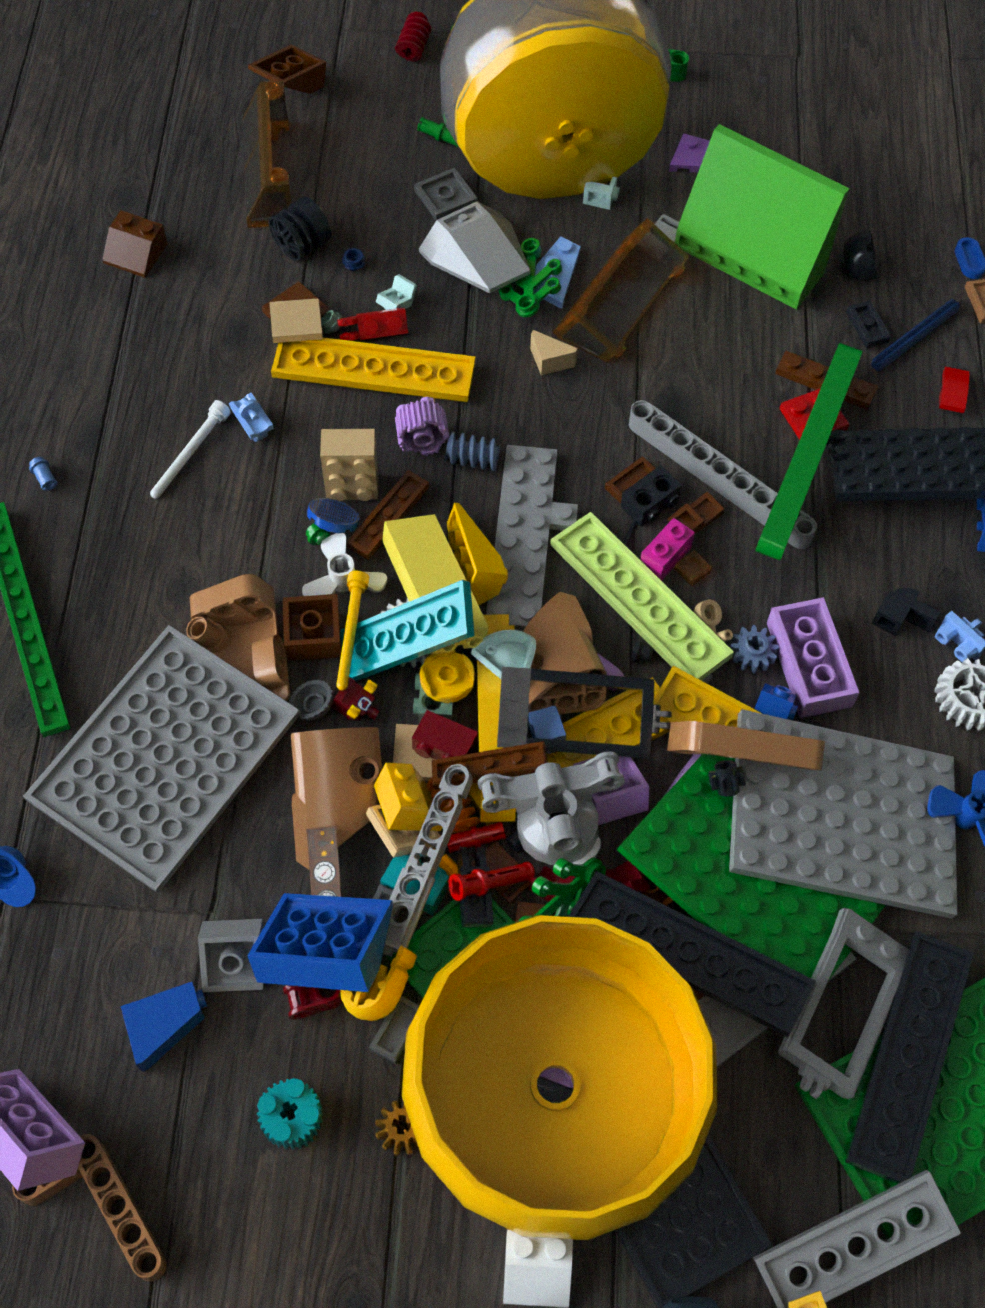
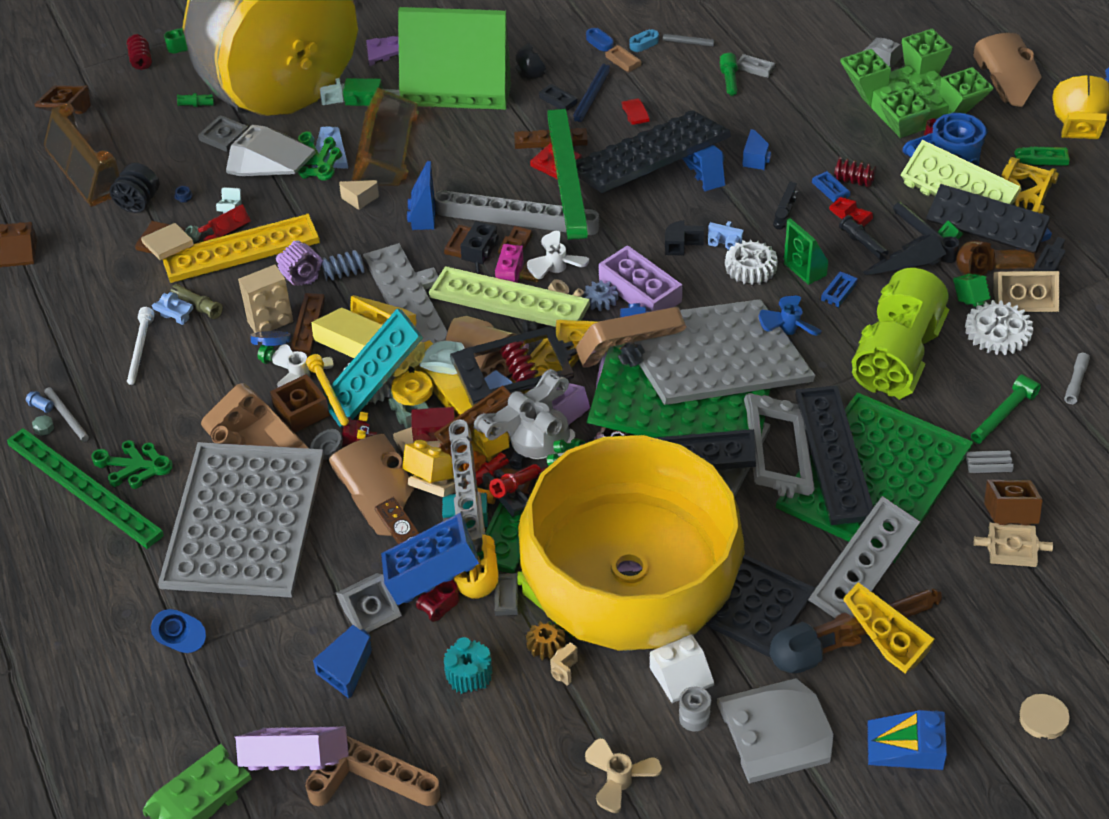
camera: 25 degrees left, 15 degrees down
(30, 506) = (43, 425): none -> sand green tile
(63, 508) = (66, 414): none -> light grey bar
(94, 612) = (159, 465): none -> green plant
(288, 426) = (202, 303): none -> olive pin
(406, 1168) = (562, 661): none -> tan bracket
(587, 713) = (517, 362): none -> dark red piece
(614, 407) = (422, 201): none -> blue slope
(634, 205) = (360, 91): none -> green brick
(703, 569) = (555, 257): none -> white piece

